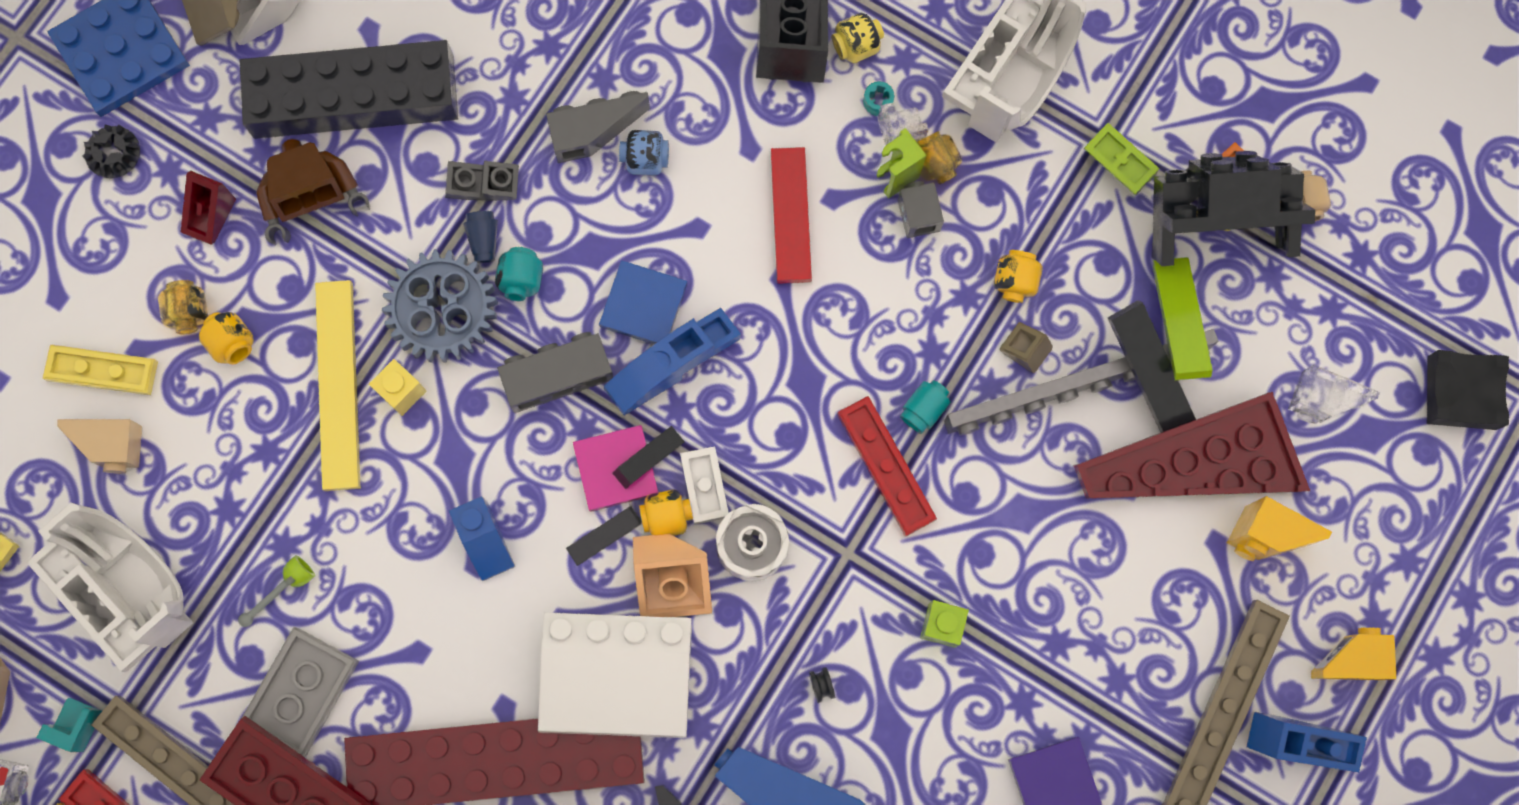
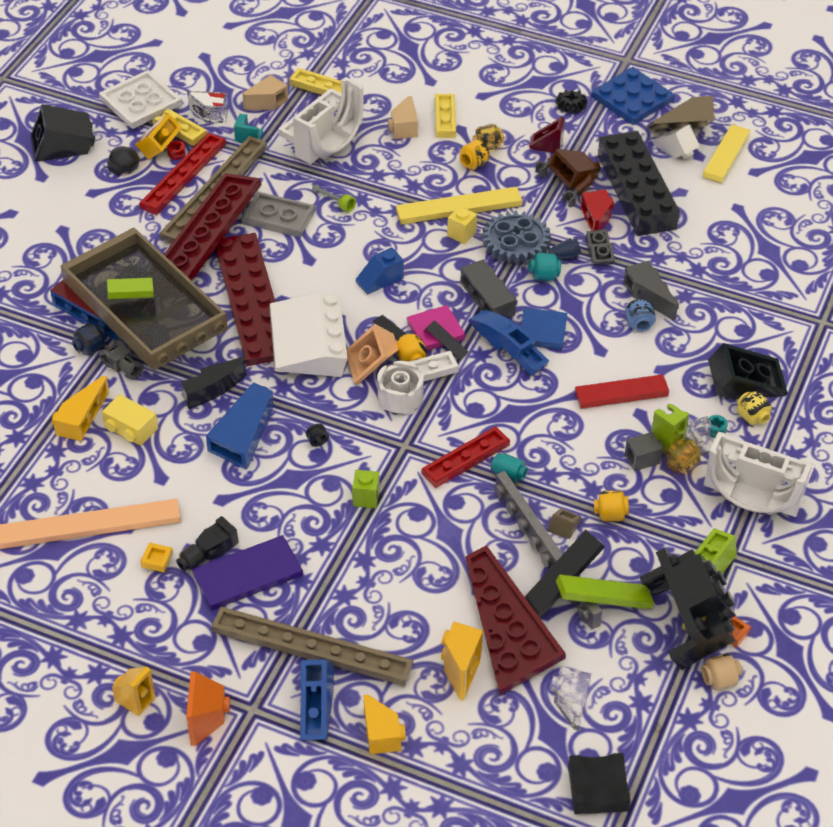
camera: 85 degrees right, 30 degrees down
(399, 166) = (597, 208): none -> red slope

